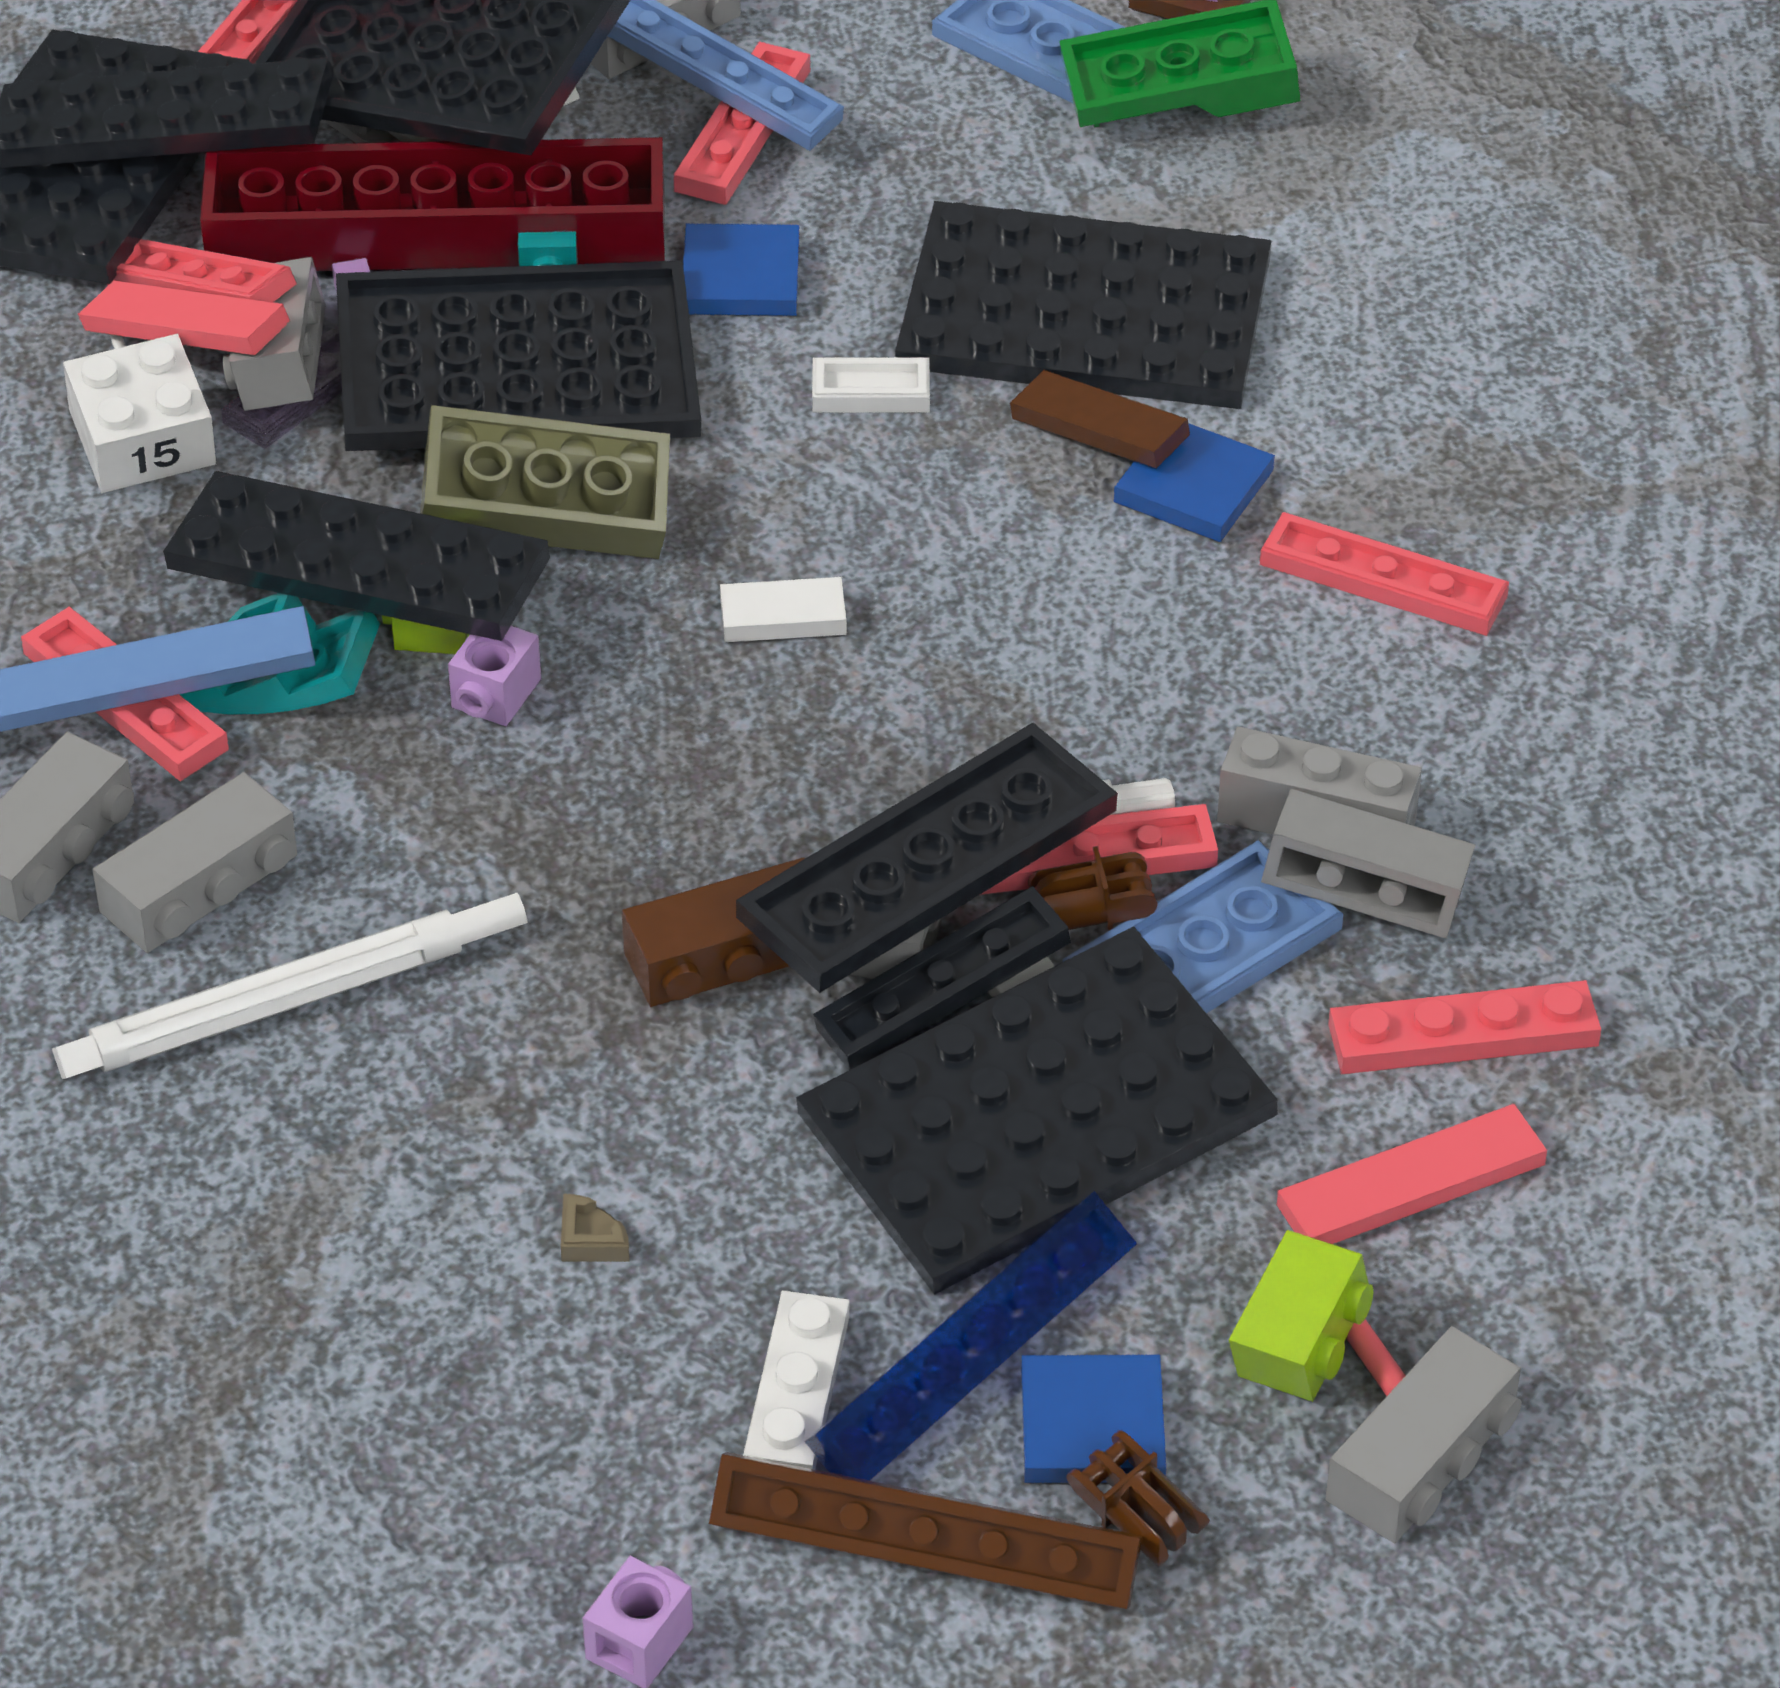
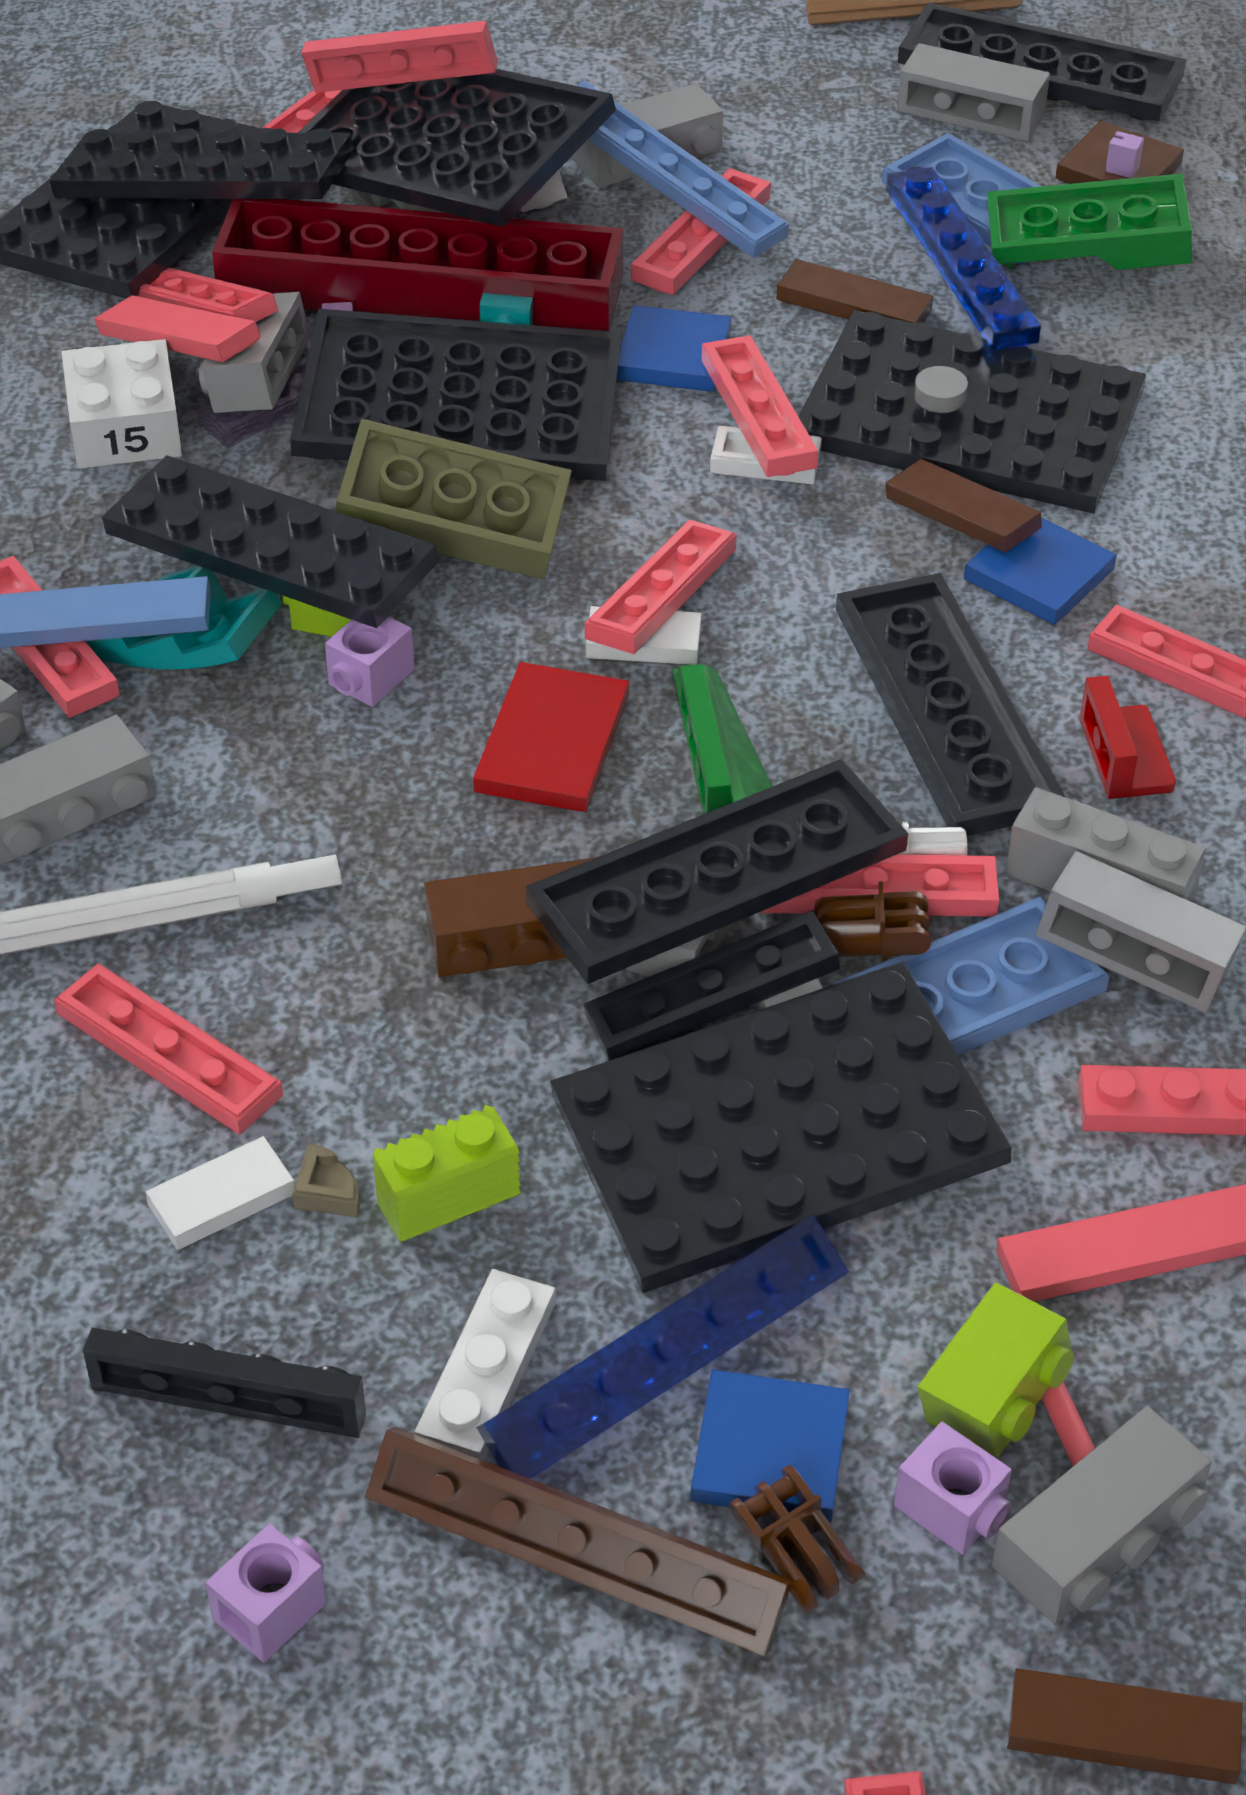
camera: 10 degrees right, 0 degrees up
(388, 1118) = (169, 1048): none -> coral tile
(484, 1255) = (220, 1192): none -> white tile
(543, 1435) = (225, 1381): none -> black plate
(710, 734) = (551, 737): none -> red tile
(715, 1203) = (446, 1173): none -> lime brick
(791, 552) = (660, 586): none -> coral tile
(856, 331) = (759, 406): none -> coral plate
(891, 725) = (717, 742): none -> green wedge
(921, 180) = (842, 292): none -> reddish brown tile
(1045, 124) = (963, 259): none -> clear blue plate
(1052, 288) = (940, 389): none -> light grey tile
(1122, 641) = (946, 701): none -> black plate
(1278, 1431) = (954, 1462): none -> lavender brick
(1316, 665) = (1123, 743): none -> red panel
(1476, 1620) = (1126, 1726): none -> reddish brown tile

